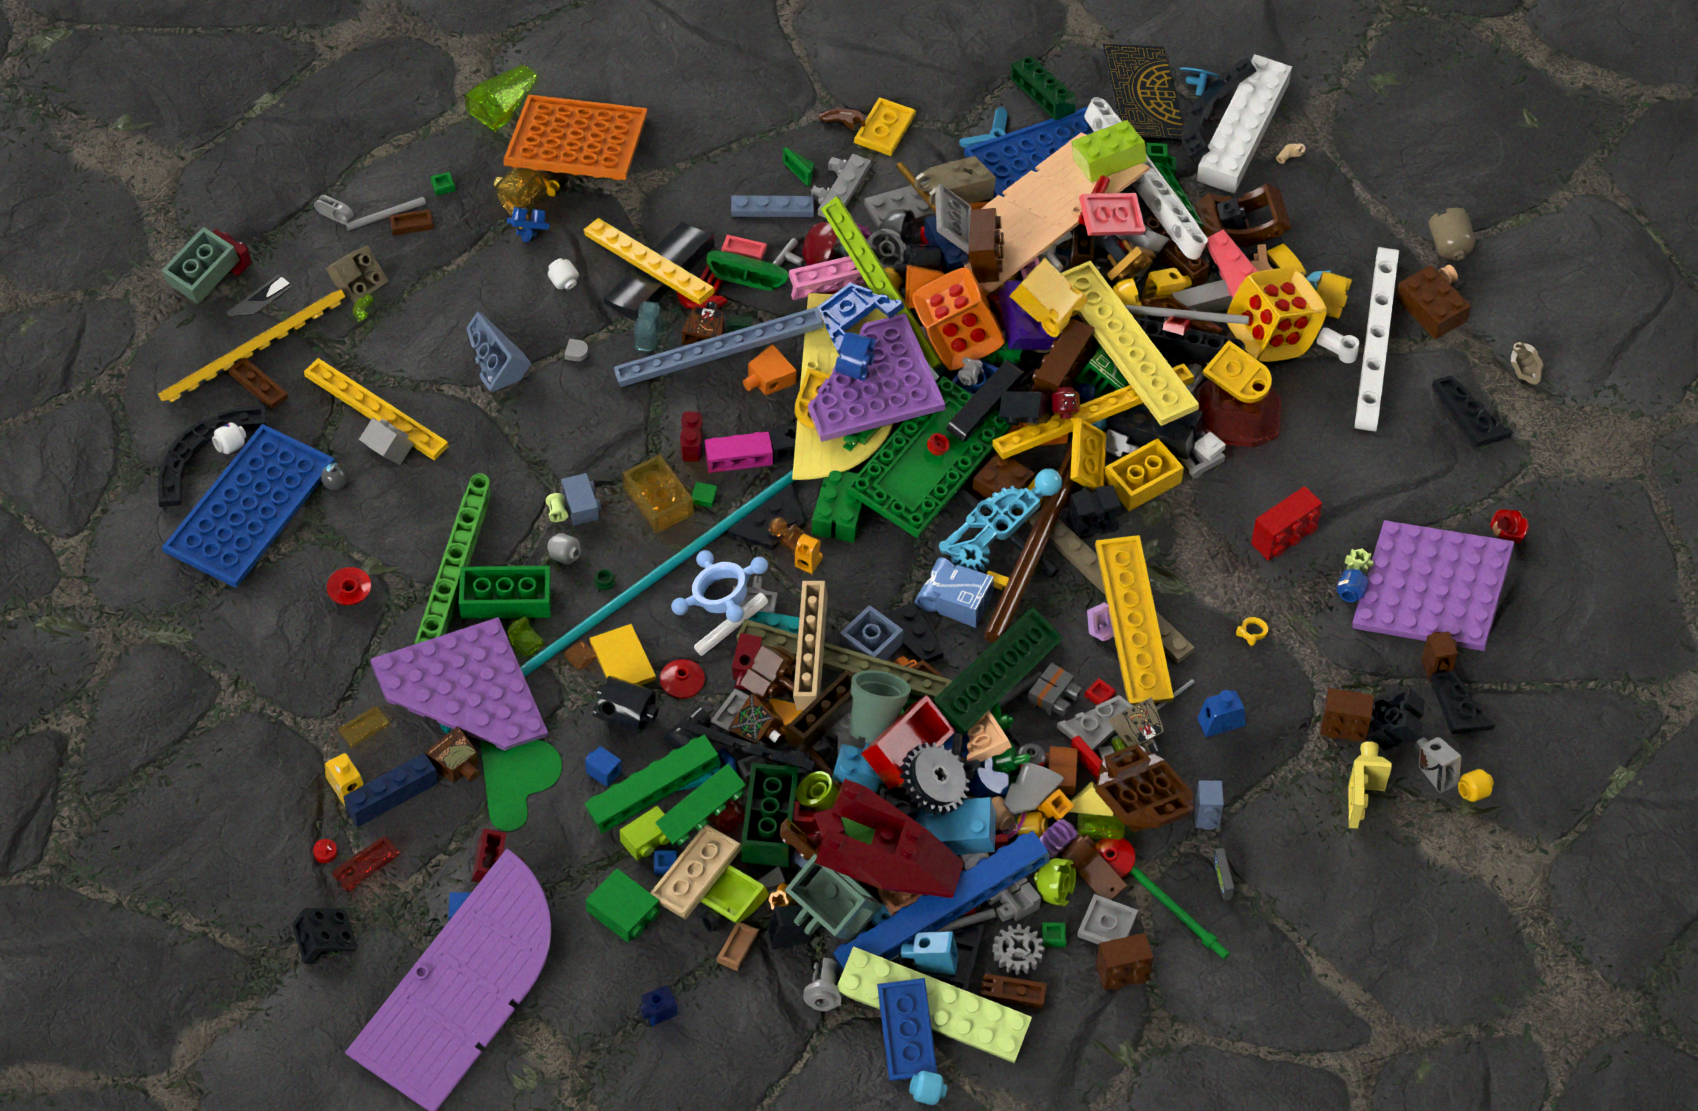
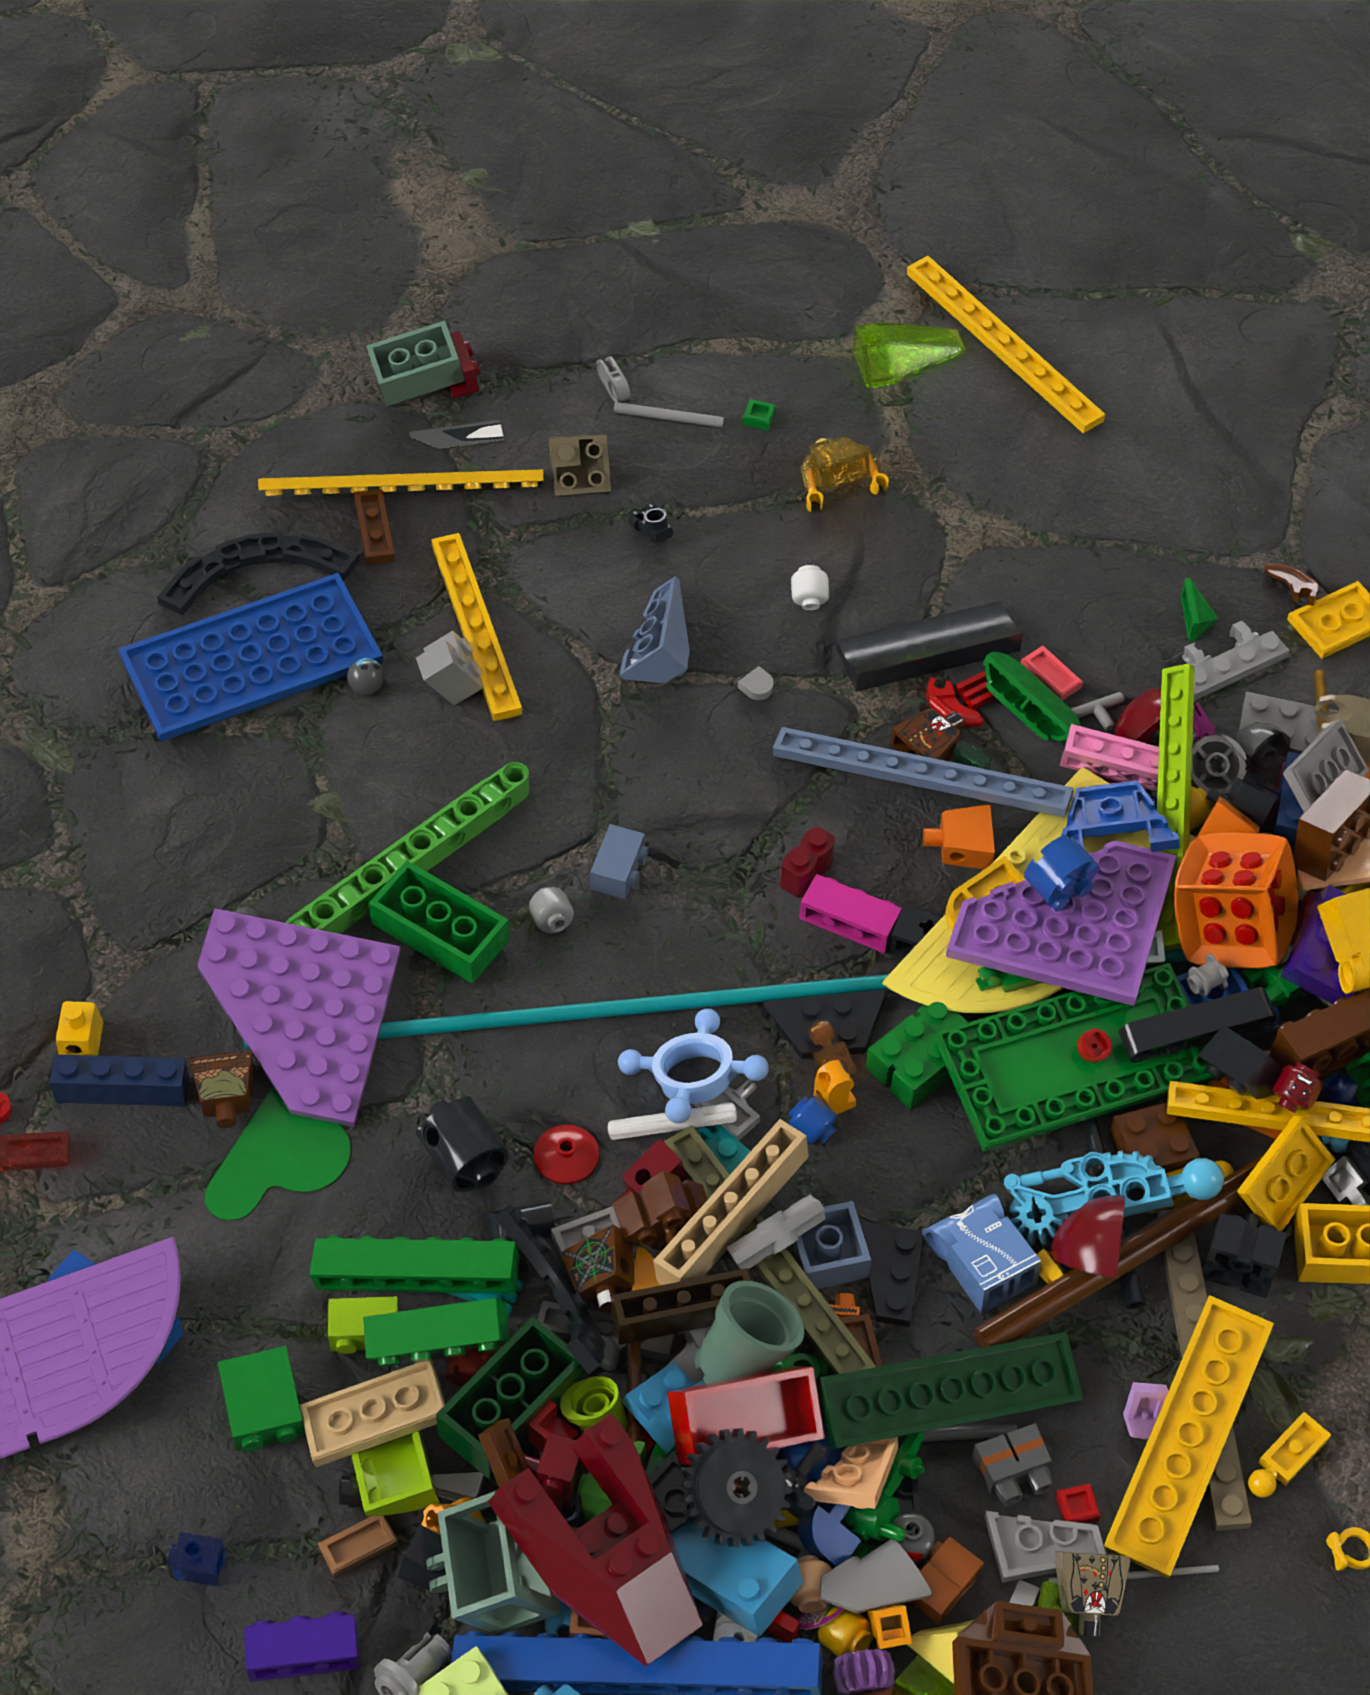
camera: 35 degrees right, 0 degrees up
(229, 438) = (289, 568): white head -> none
(347, 579) = (276, 801): red dish -> none
(360, 305) = (554, 501): clear neon green arm -> none
(363, 726) = (159, 985): clear yellow tile -> none
(411, 222) = (689, 439): reddish brown tile -> none
(433, 286) = (652, 522): none -> black plate
(488, 851) = (164, 1221): dark red brick -> none
(519, 220) = (805, 497): blue hips -> none
(524, 636) = (422, 989): clear neon green bracket -> none
(557, 509) = (583, 856): yellowish green bush -> none
(560, 58) = (1006, 344): none -> yellow plate
(576, 137) = (945, 438): orange plate -> none
(580, 655) = (469, 1050): clear orange tile -> none
(603, 766) = (381, 1205): blue brick -> none
(604, 579) = (570, 975): dark green plate -> none
(622, 655) = (515, 1084): yellow tile -> none
(647, 326) = (859, 700): clear light blue brick -> none
(649, 261) = (919, 627): yellow plate -> none
(658, 493) = (710, 907): clear yellow brick -> none
(664, 860) = (357, 1371): blue tile -> none
(704, 494) = (770, 941): green tile -> none
(727, 758) = (535, 1295): blue arm -> none
(753, 1012) = (301, 1646): none -> dark purple brick
(772, 206) = (1124, 640): sand blue plate -> none
(806, 572) = (813, 1119): none -> blue head
(844, 644) = (777, 1232): none -> light grey piece
(1012, 547) = (1091, 1237): none -> dark red brick
(1086, 756) = (991, 1576): red tile -> none
(1188, 602) = (1288, 1455): none -> yellow plate
(1221, 713) = (1219, 1642): blue torso -> none

